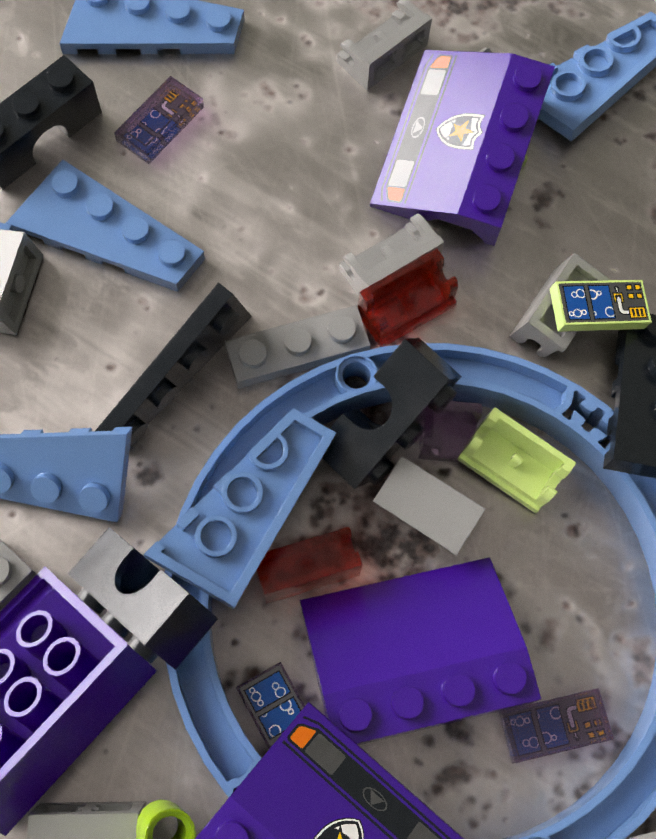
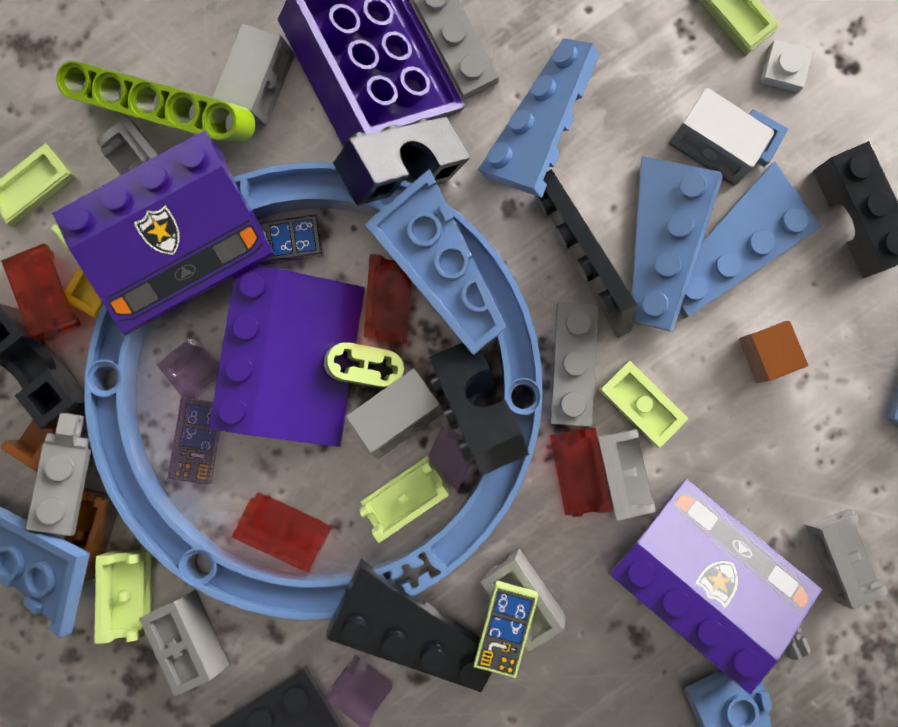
camera: 115 degrees right, 15 degrees up
(113, 296) = (669, 233): none -> medium blue wing
(159, 119) = (836, 325): clear purple tile -> none
(213, 160) = (773, 352): none -> dark orange panel
(312, 264) = (643, 404): none -> yellowish green plate
(400, 558) = (364, 355): none -> yellowish green beam
(479, 760) = (190, 369): none -> clear purple panel
(610, 579) = (282, 531): none -> clear red hinge

